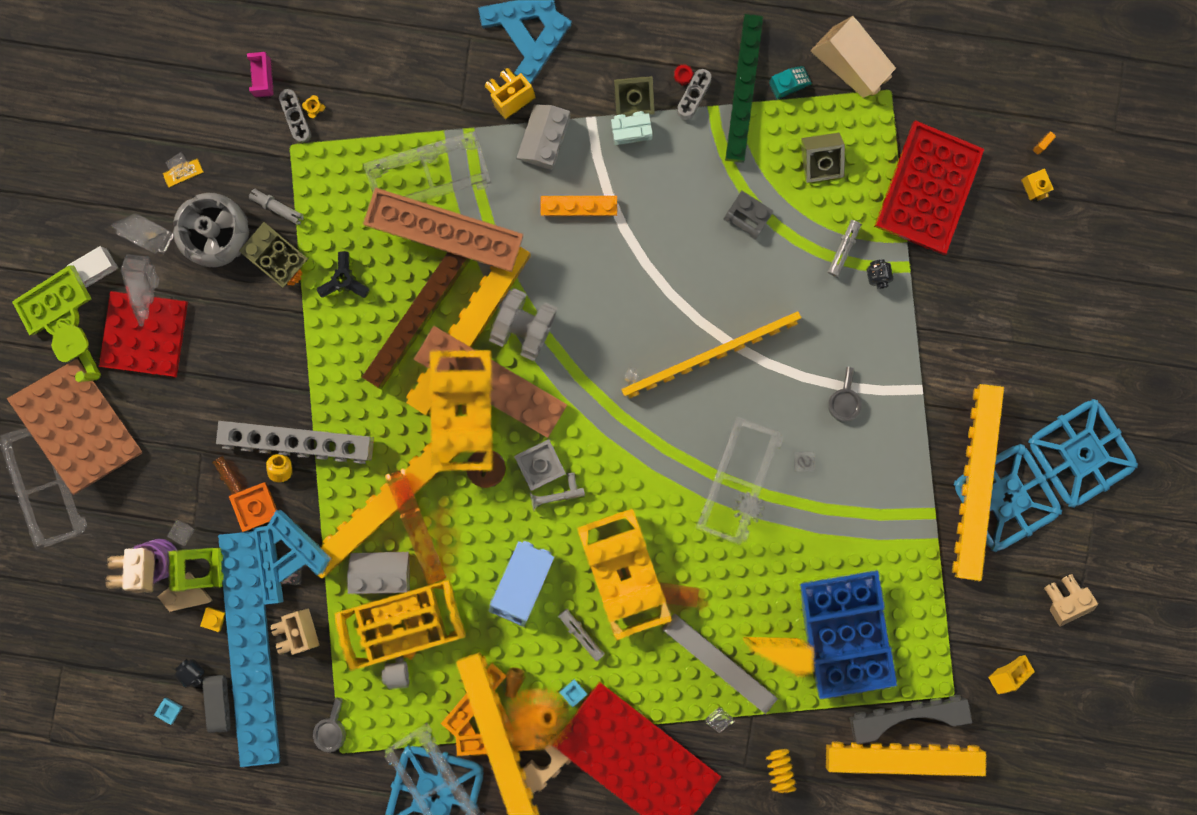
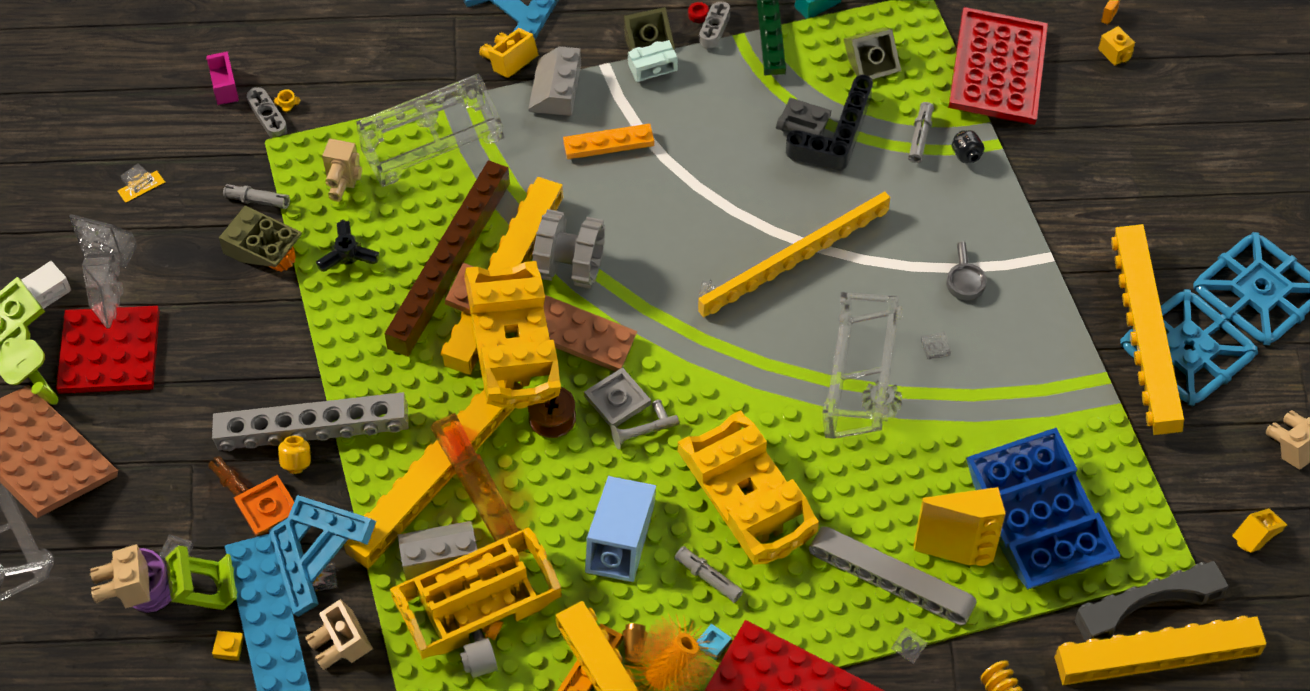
camera: 10 degrees left, 30 degrees down
(183, 599) = (185, 624): tan wing -> none
(230, 216) = (181, 207): light grey wheel -> none
(349, 199) = (341, 167): none -> tan brick
(443, 229) = (458, 170): nougat plate -> none
(680, 594) = (826, 510): clear orange plate -> none
(780, 234) = (834, 152): none -> black beam

